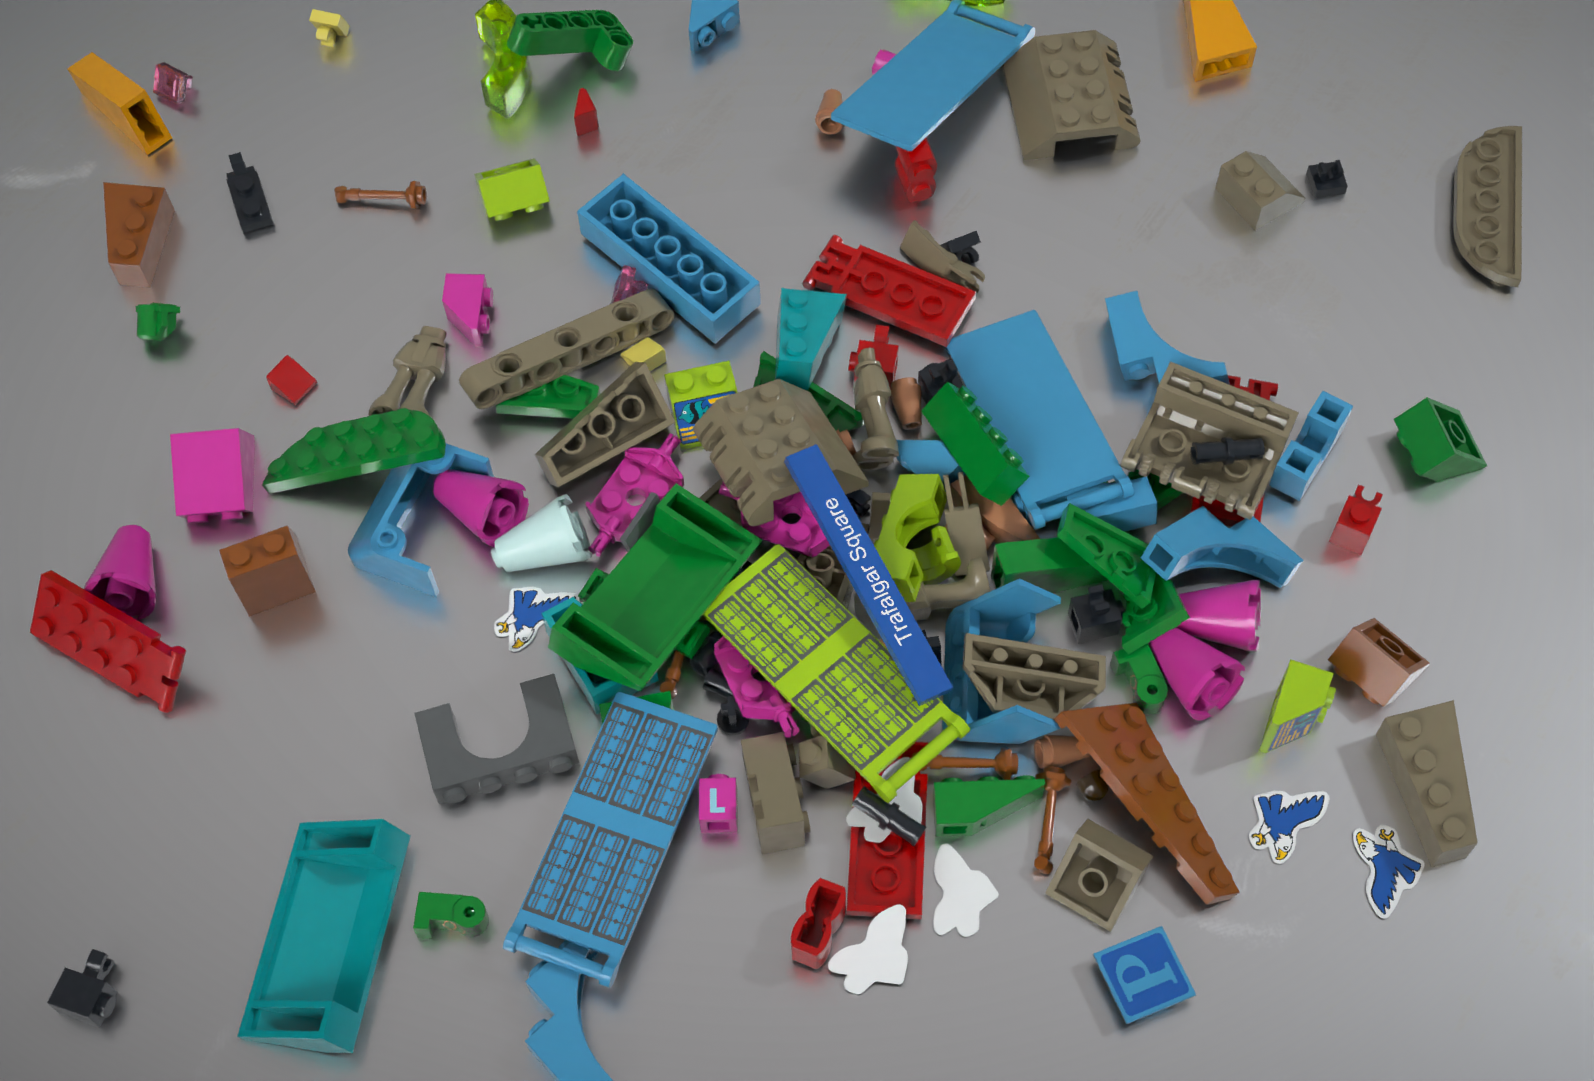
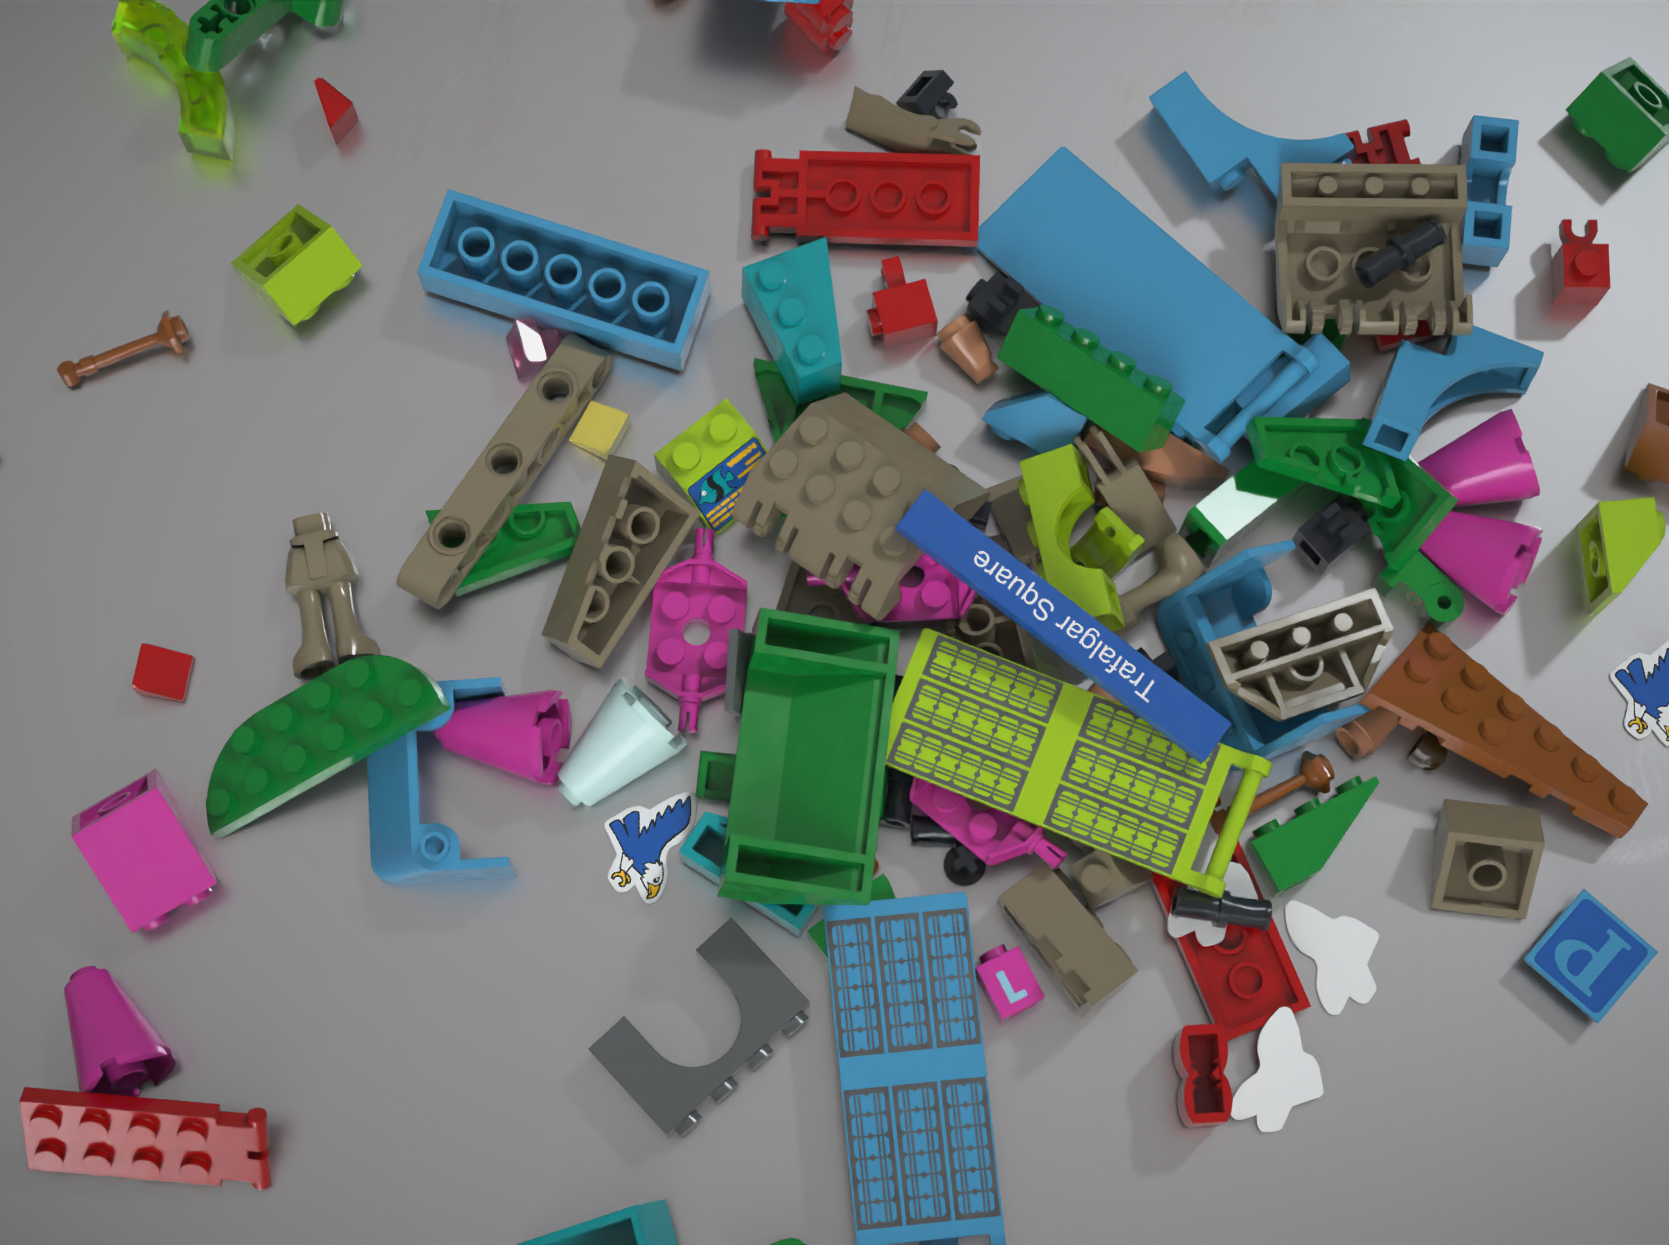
camera: 30 degrees left, 15 degrees up
(267, 570) = (290, 946): dark orange slope -> none
(466, 304) = (332, 463): dark pink slope -> none
(870, 397) = (929, 367): dark tan piece -> none
(1054, 782) = (1383, 767): dark orange piece -> none

